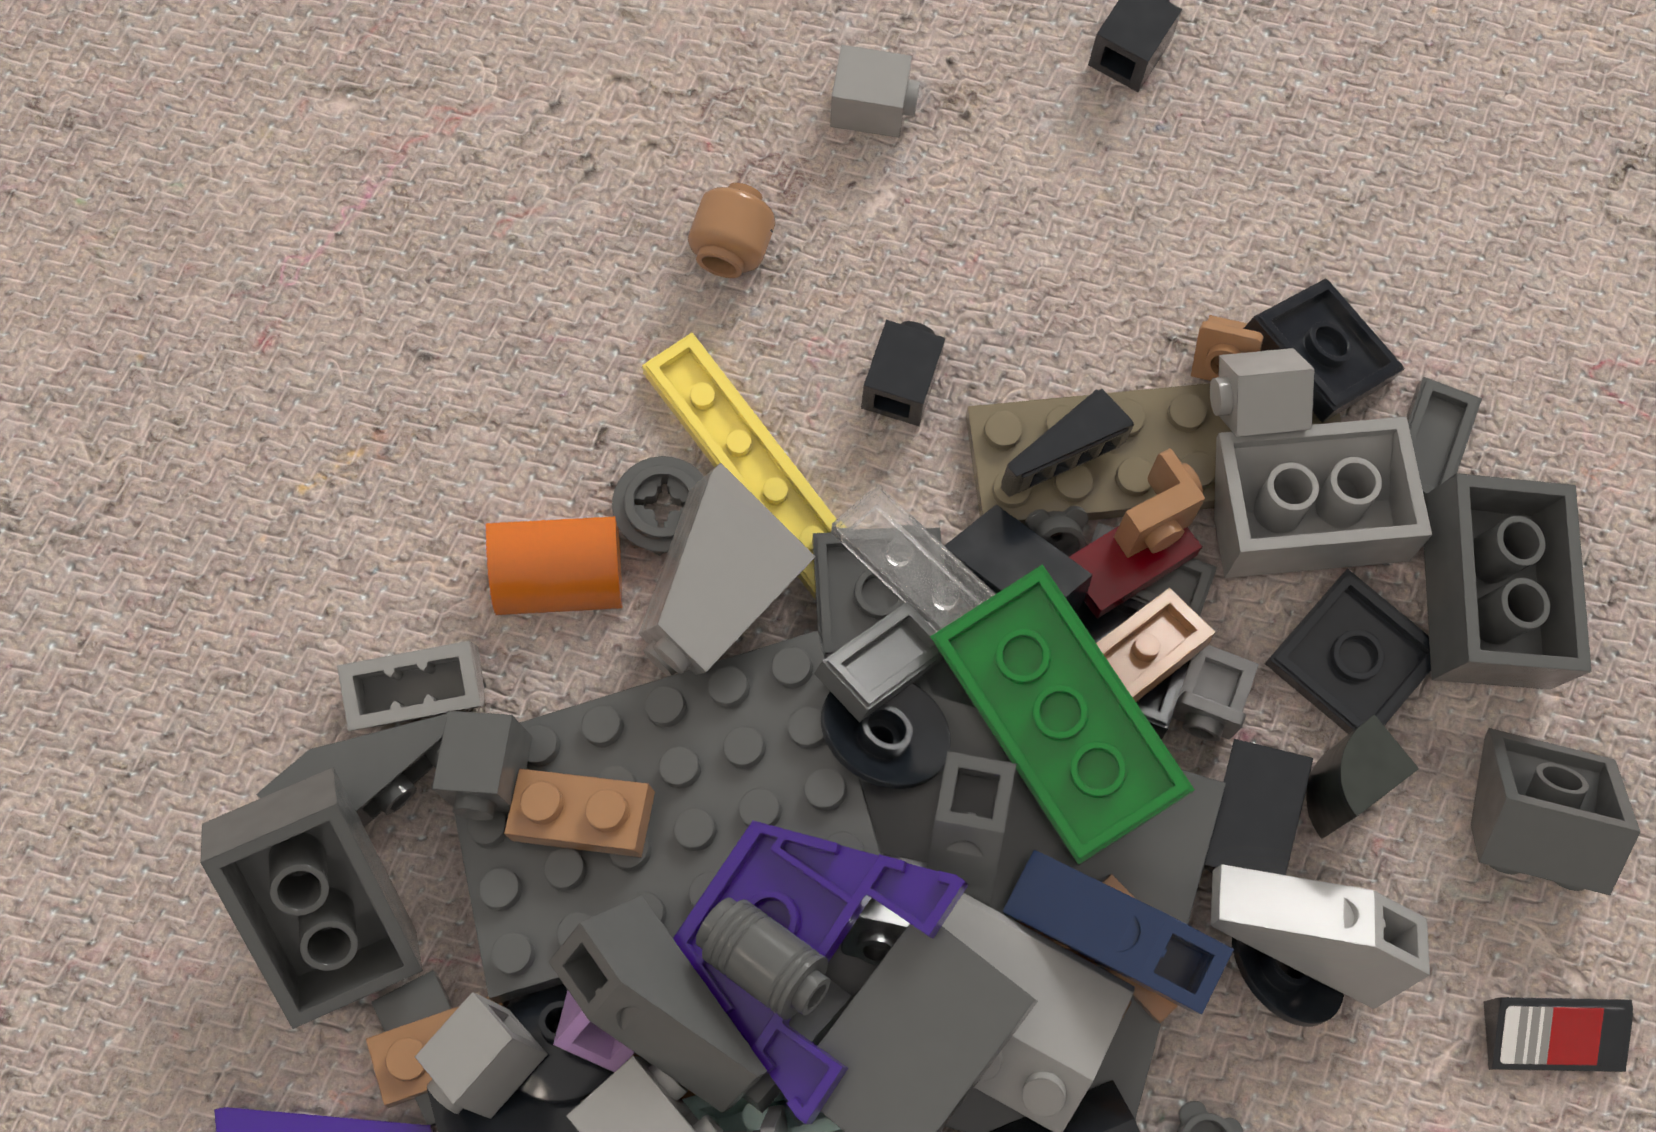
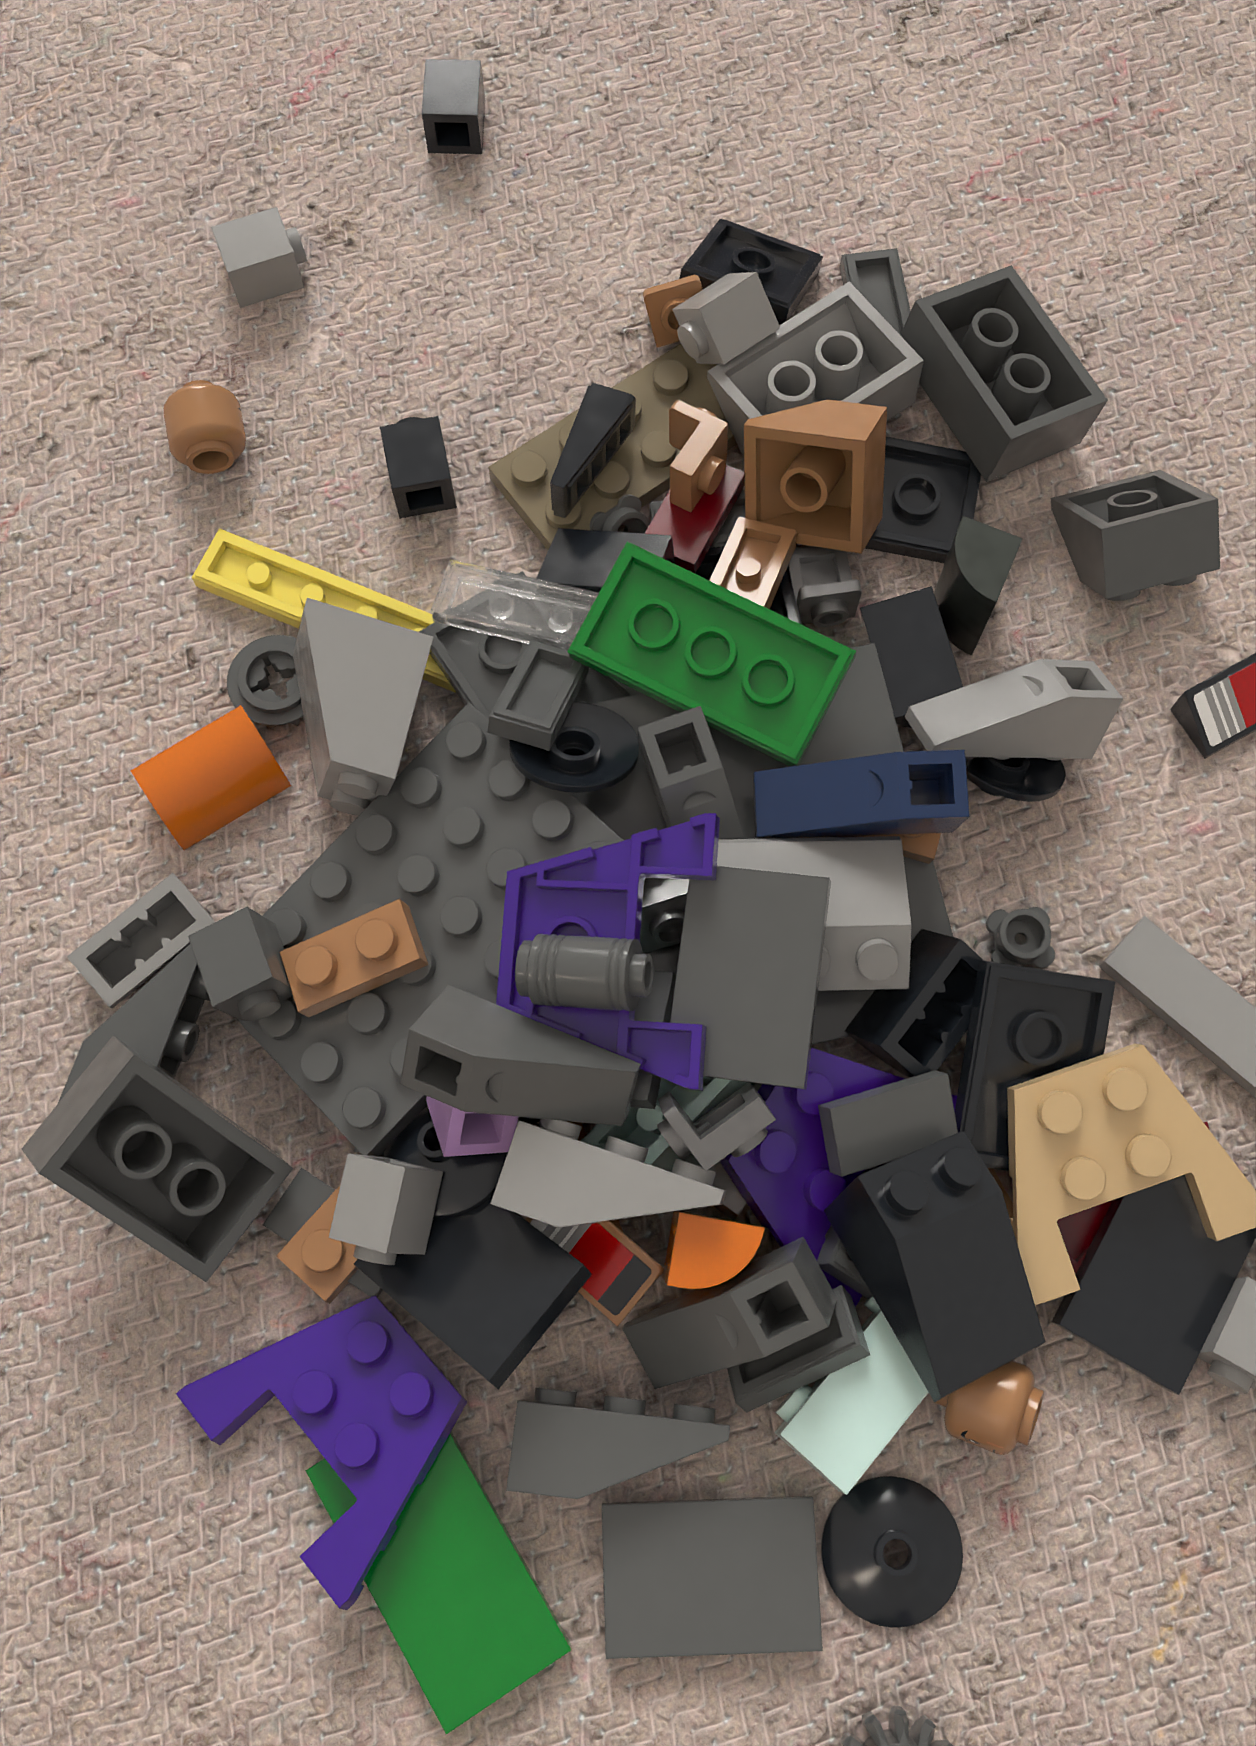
camera: 25 degrees left, 0 degrees up
(1266, 591) = (818, 472): none -> medium nougat slope

